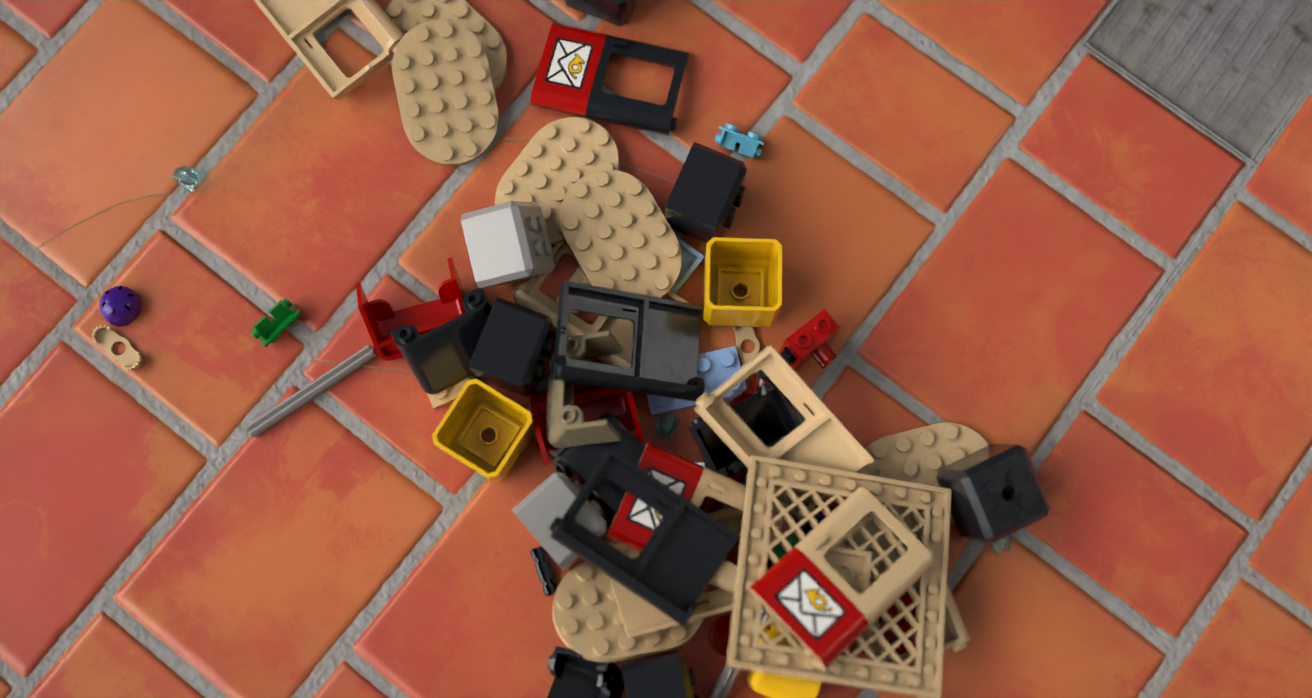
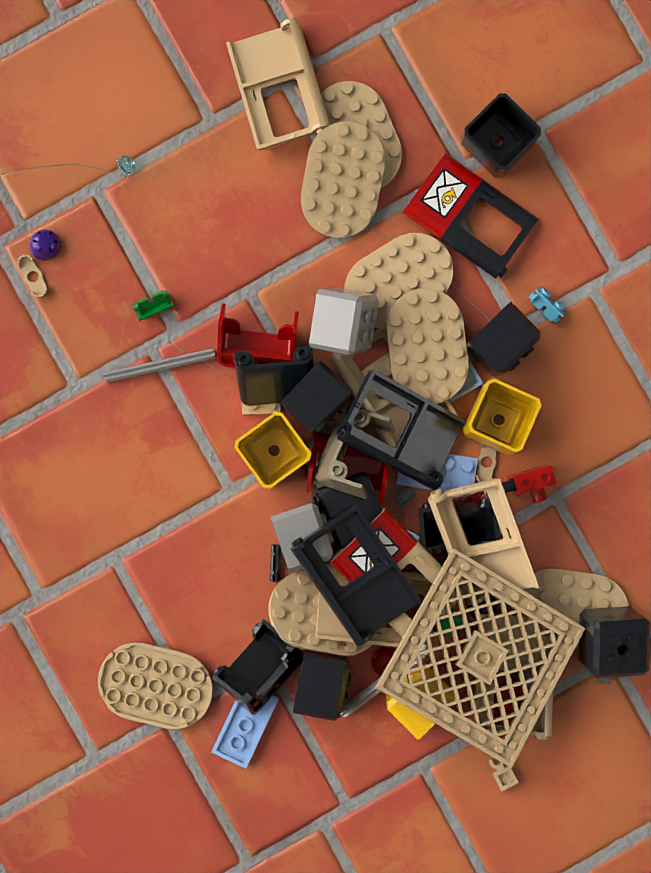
camera: 25 degrees right, 10 degrees up
(818, 601) = (456, 670): piece -> none

